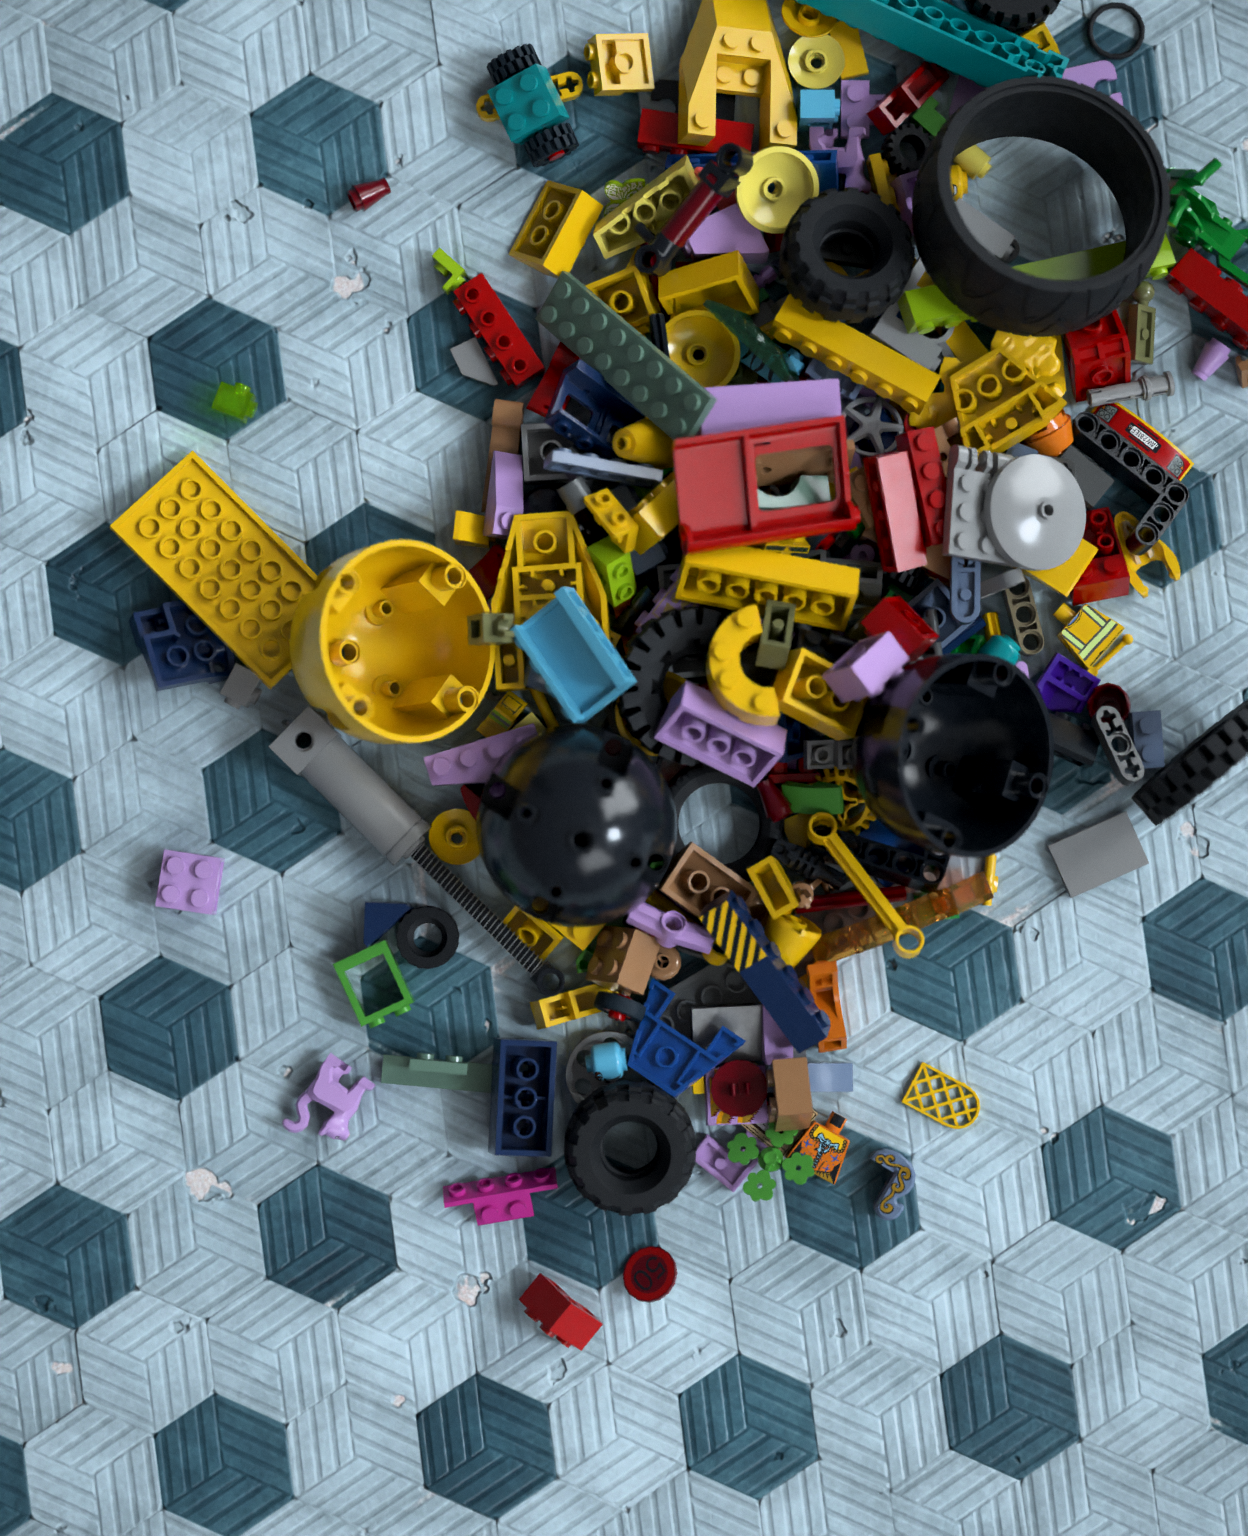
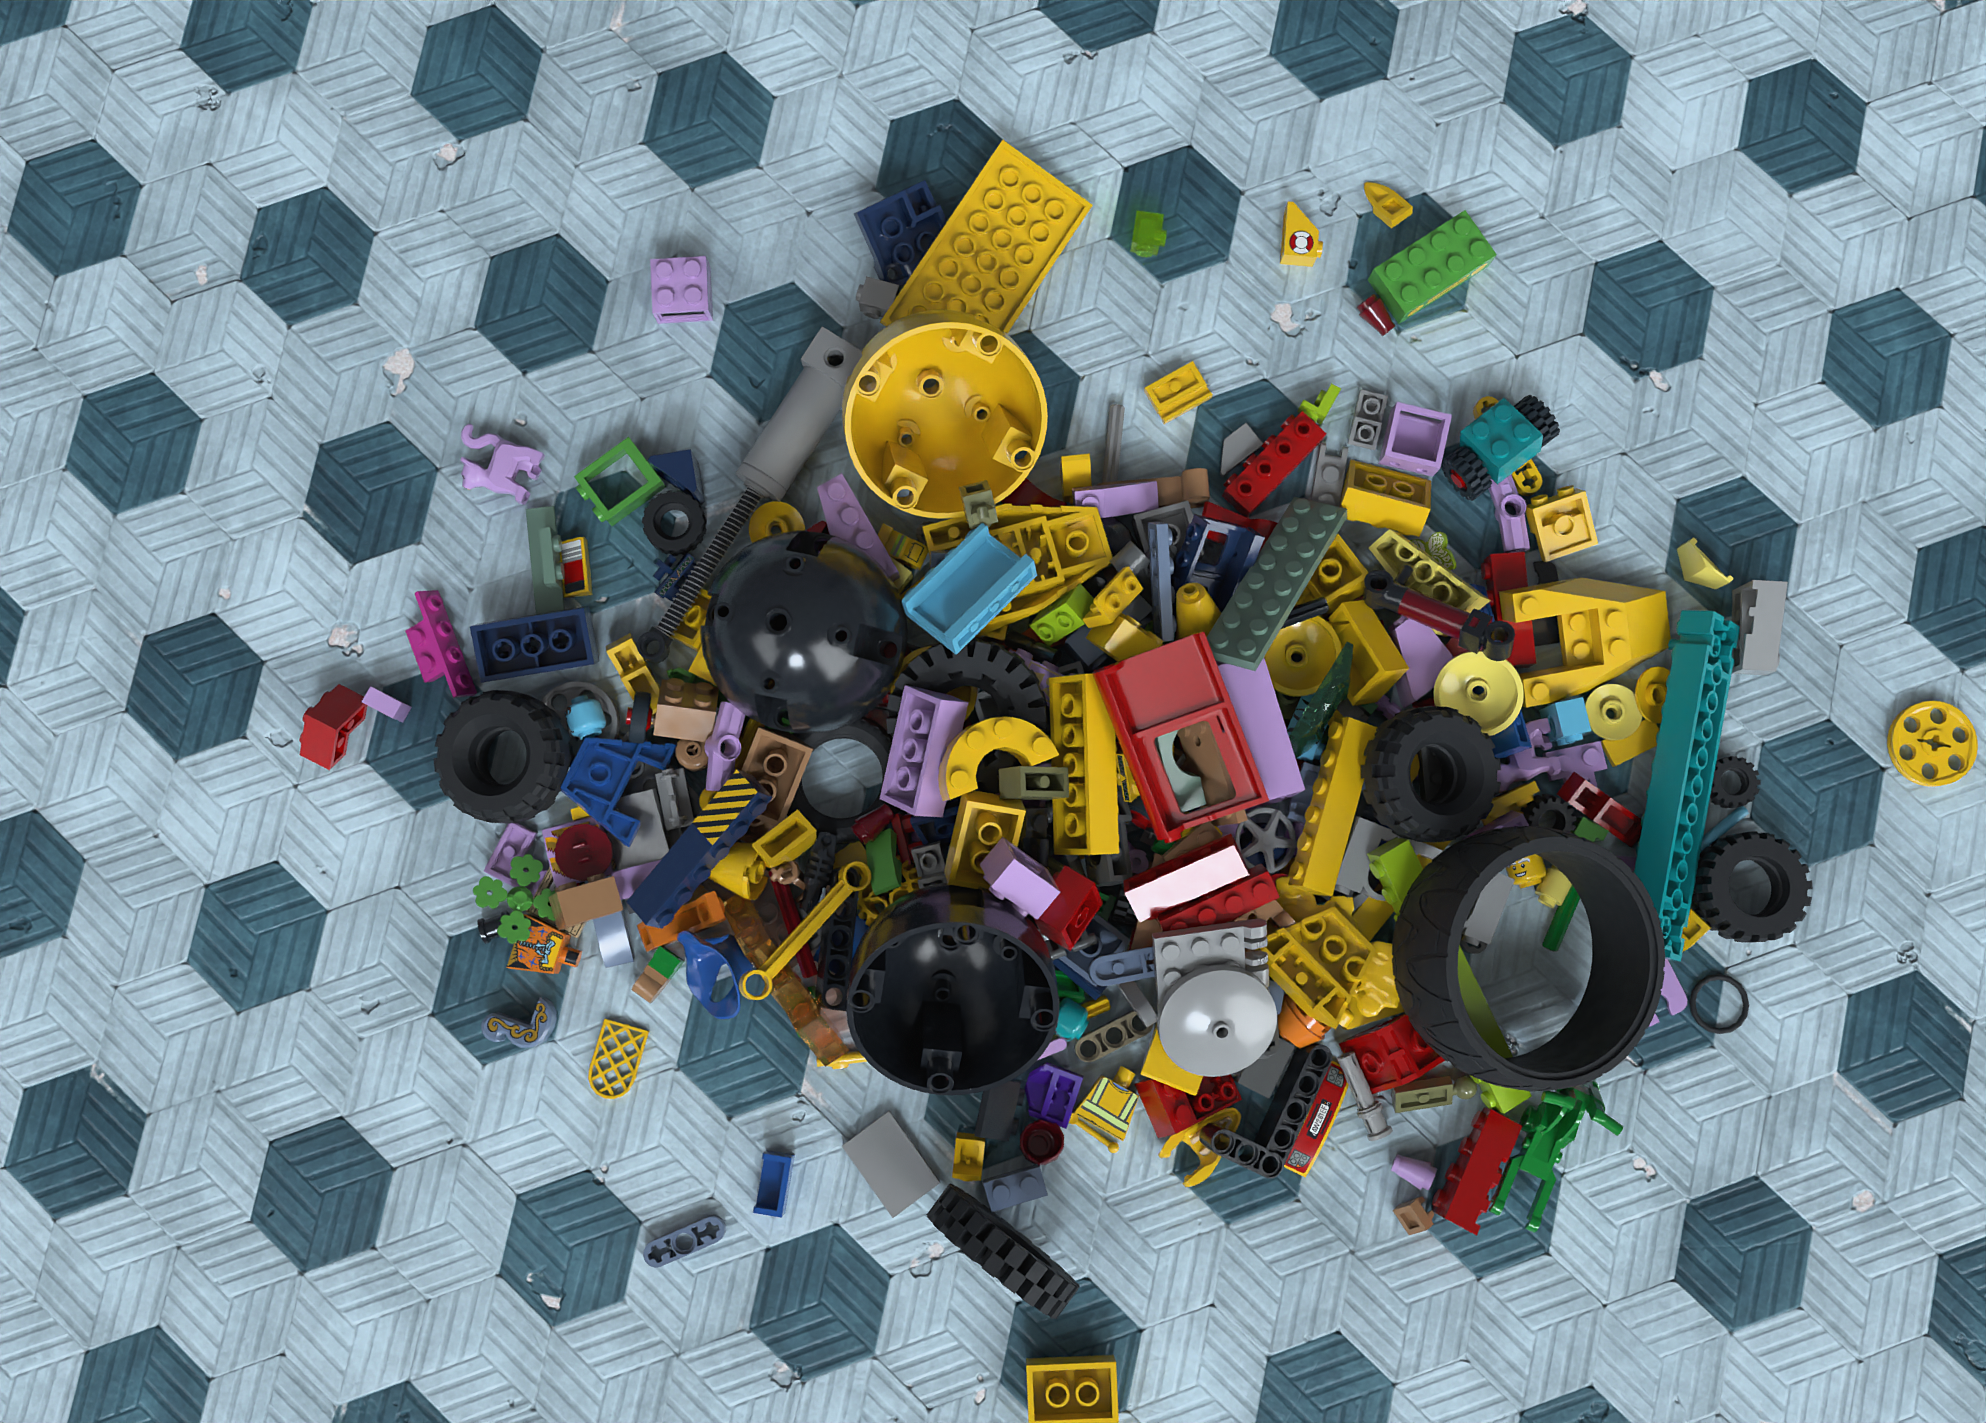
camera: 80 degrees right, 5 degrees down
(256, 155) = (1387, 204): none -> yellow plate
(273, 252) = (1299, 238): none -> yellow slope
(332, 127) = (1431, 267): none -> bright green brick
(404, 408) = (1178, 392): none -> yellow plate
(442, 485) = (1113, 443): none -> light grey axle
(451, 1043) = (576, 567): none -> slope
(472, 228) = (1367, 419): none -> light grey slope
(479, 950) = (668, 587): none -> dark blue hips
(505, 186) = (1414, 441): none -> lavender piece
(523, 280) = (1329, 476): none -> light grey hinge
(549, 1256) = (386, 704): none -> lavender piece
(614, 112) = (1512, 527): none -> lavender piece
(650, 1274) = (386, 806): piece -> none
(705, 990) = (674, 798): none -> light grey hinge
(790, 1192) = (489, 927): none -> black bush
(870, 1041) = (657, 974): none -> leg
(874, 998) = (703, 966): none -> blue piece
(1006, 162) = (1561, 921): none -> green axle
(1093, 969) = (774, 1183): none -> blue panel
(1101, 730) = (1014, 1161): dark grey beam -> none
(1102, 778) = (968, 1157): none -> yellow bracket
(1126, 1088) = (667, 1256): none -> sand blue beam

